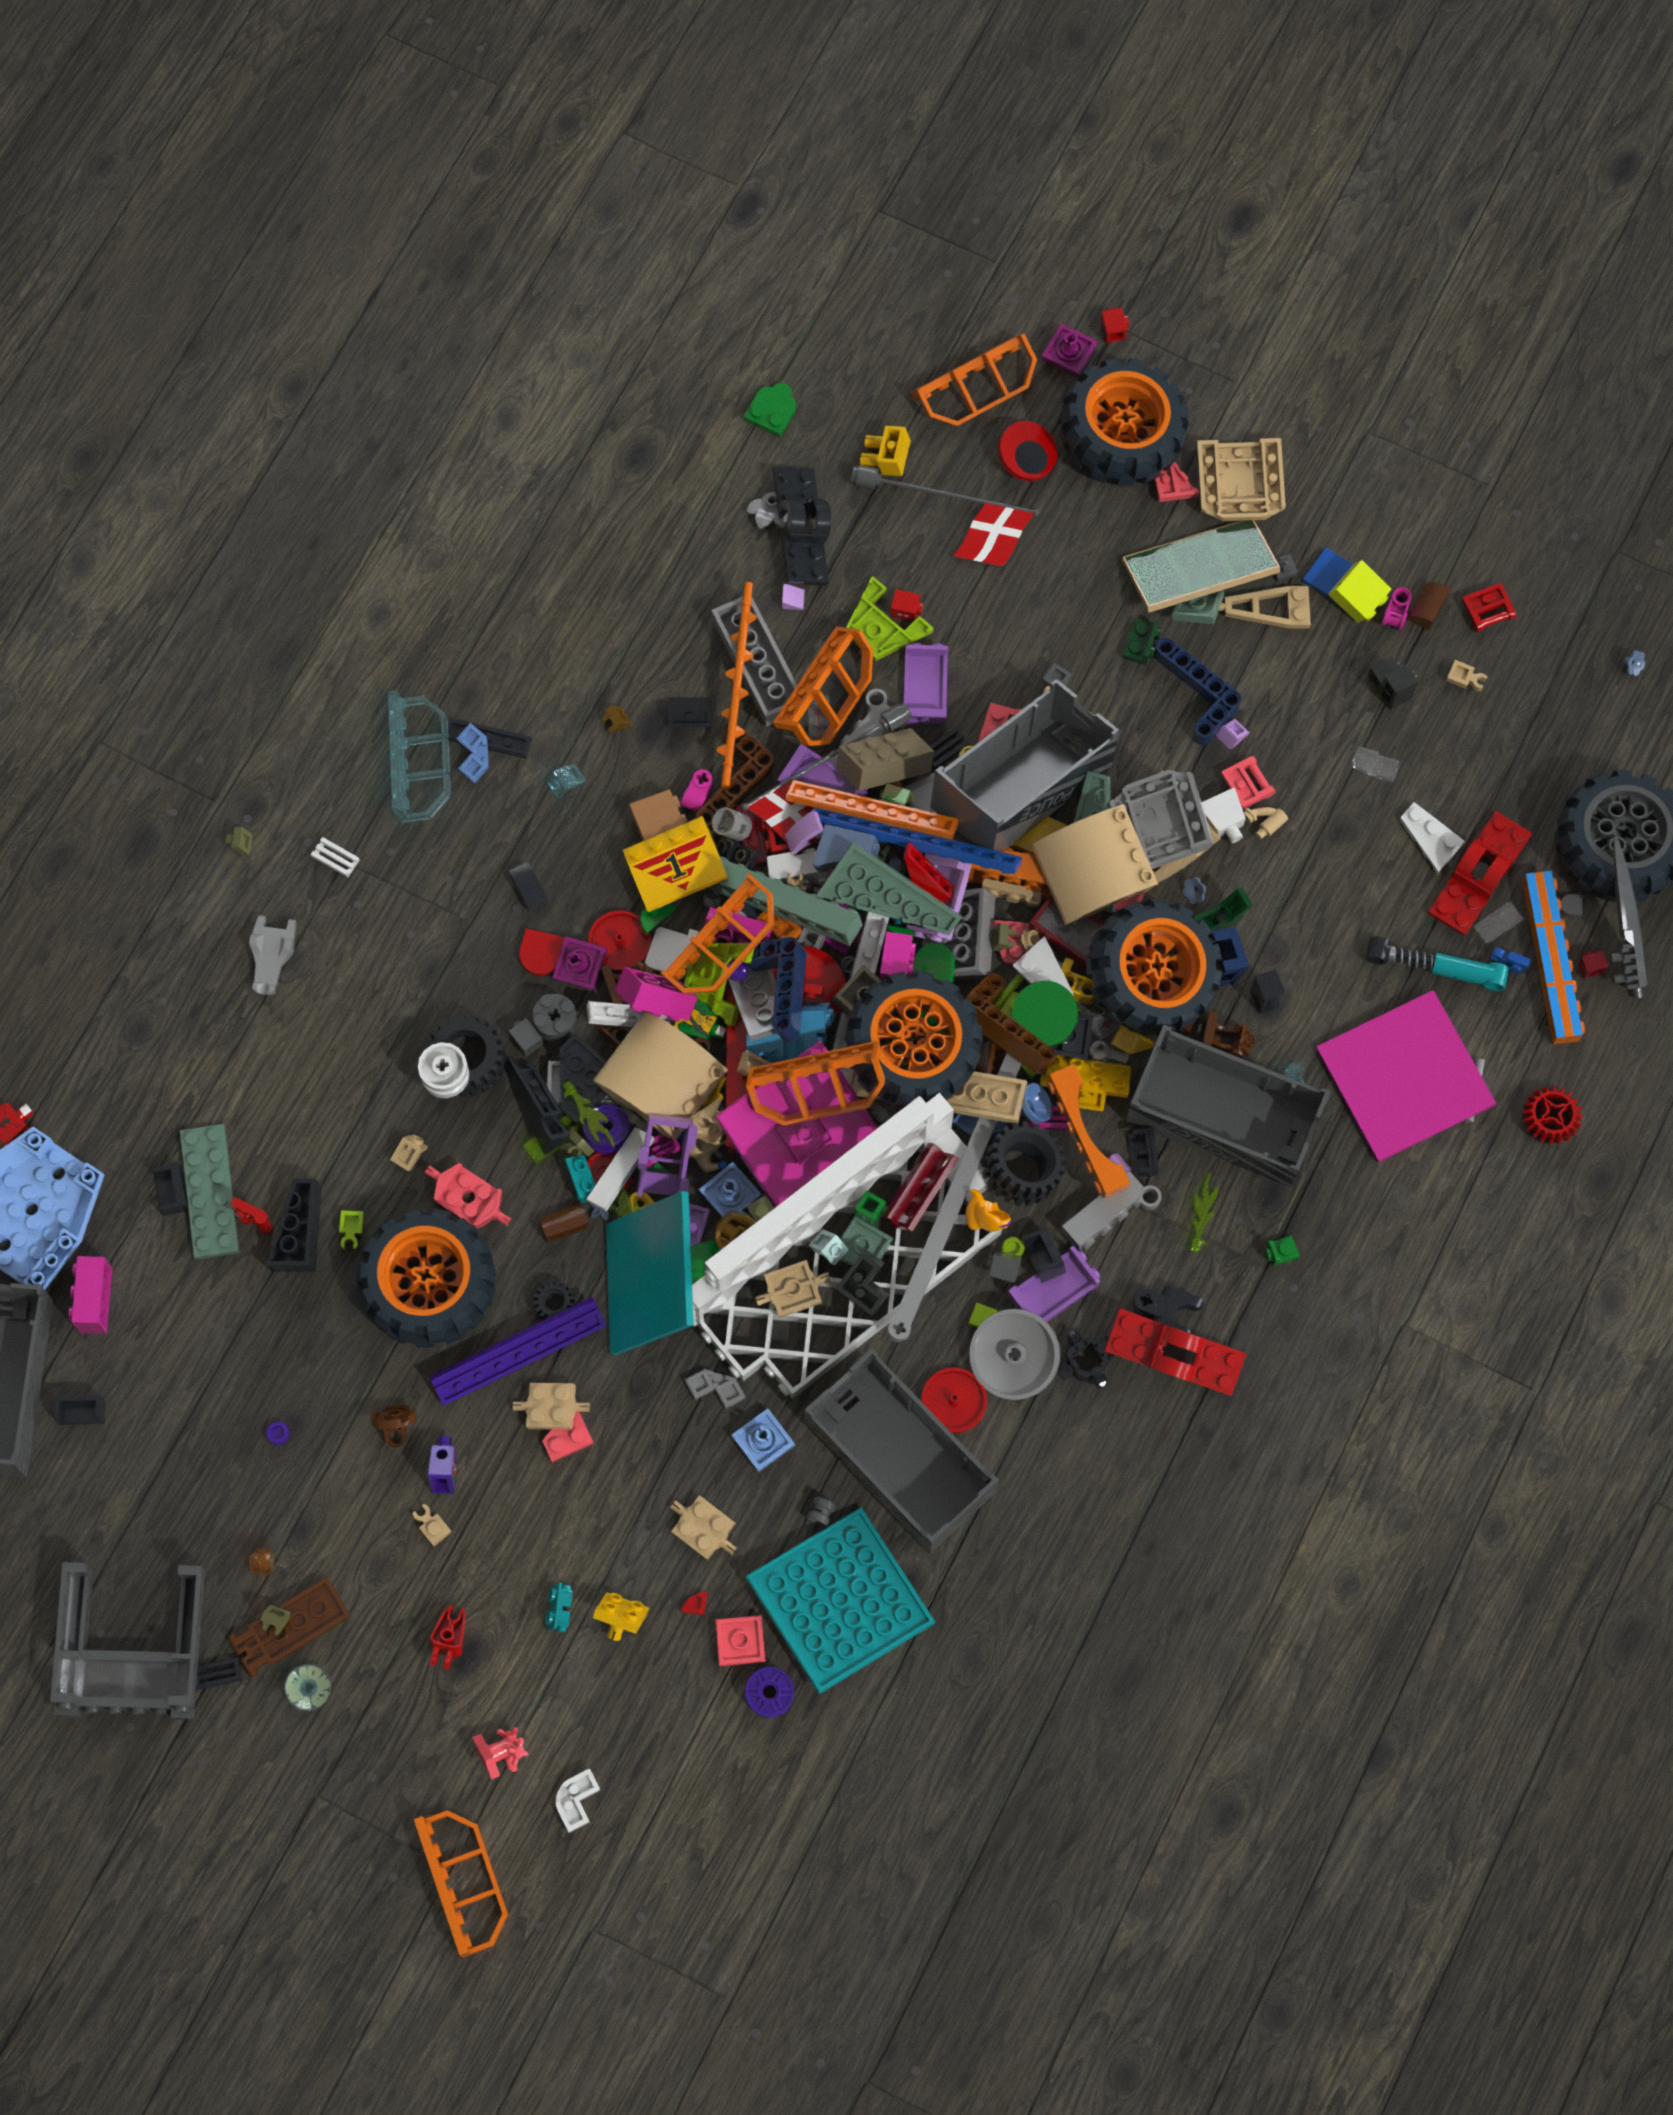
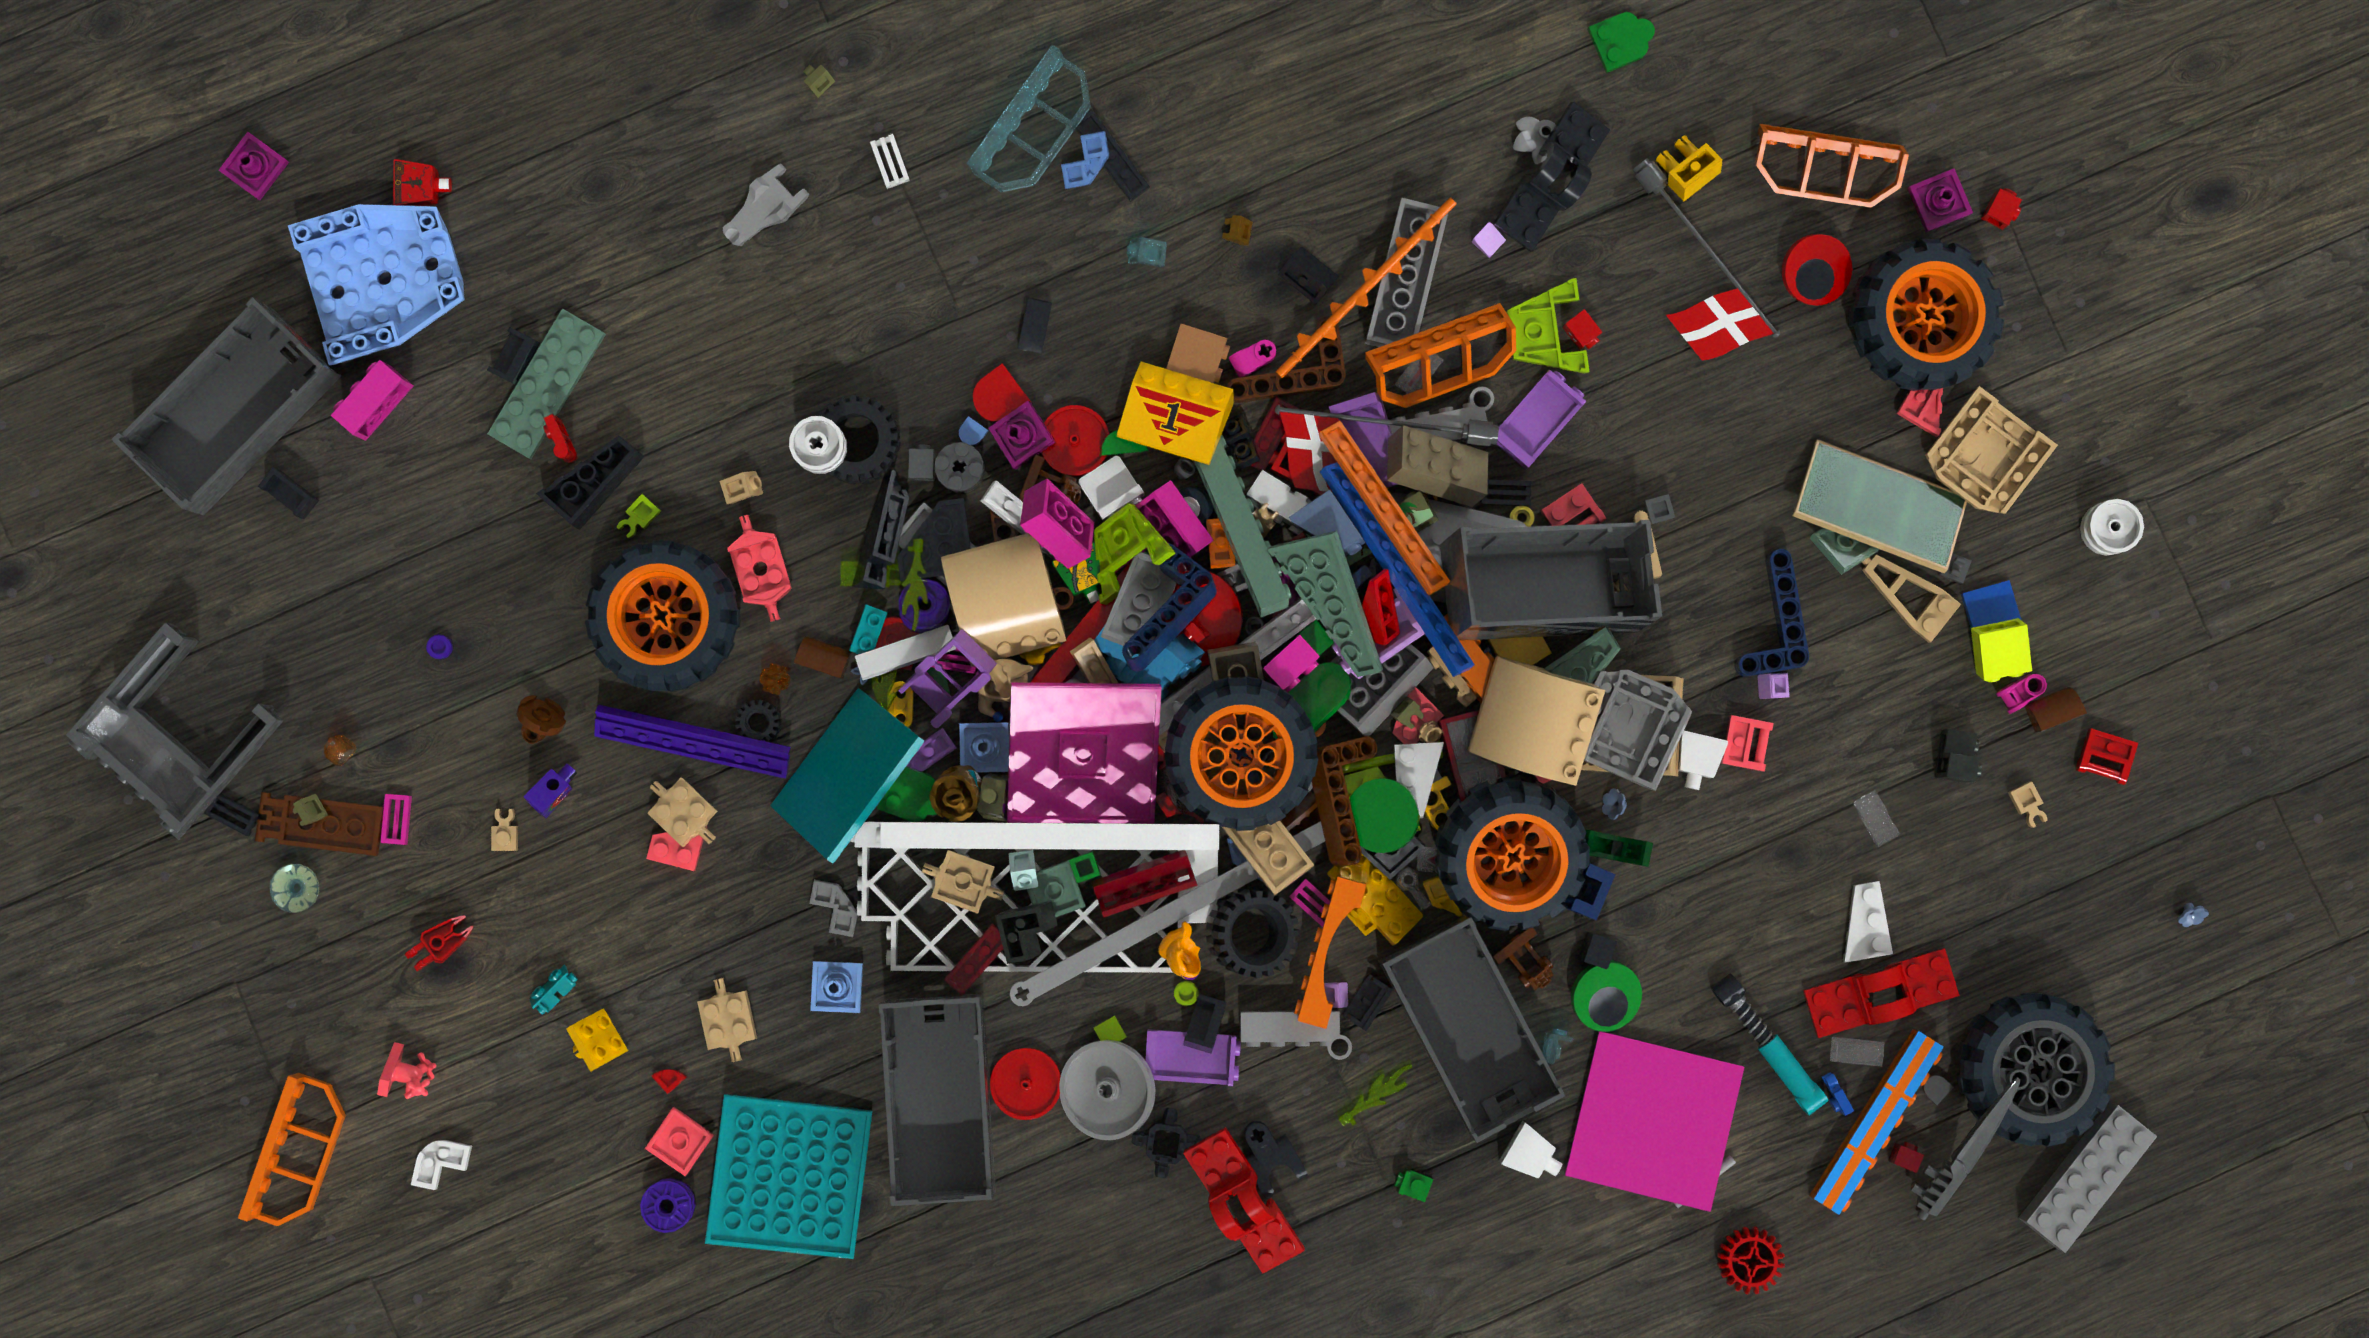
camera: 35 degrees right, 15 degrees up
(354, 1596) = (405, 820): none -> dark pink tile
(541, 988) = (972, 432): none -> medium blue tile
(541, 1262) = (774, 678): none -> clear orange gear
(577, 1145) = (888, 600): olive tile -> none
(706, 937) = (1138, 511): orange plate -> none
(731, 824) = (1256, 414): light grey wheel -> none
(740, 973) = (1143, 560): dark purple plate -> none
(802, 831) = (1308, 478): lavender slope -> none
(811, 1064) = (1128, 710): orange plate -> none
(821, 1511) = (834, 1088): dark grey wheel -> none
(847, 1335) = (975, 960): none -> dark red tile
(1004, 1265) = (1163, 1005): dark grey brick -> none
(1036, 1104) = (1312, 889): medium blue piece -> none
(1140, 641) = (1765, 533): dark green bracket -> none
(1271, 824) = (1733, 798): tan plant -> none
(1300, 1018) = (1606, 996): none -> green piece
(1341, 1163) = (1530, 1153): none -> white torso
(1361, 462) = (2112, 527): none -> white wheel

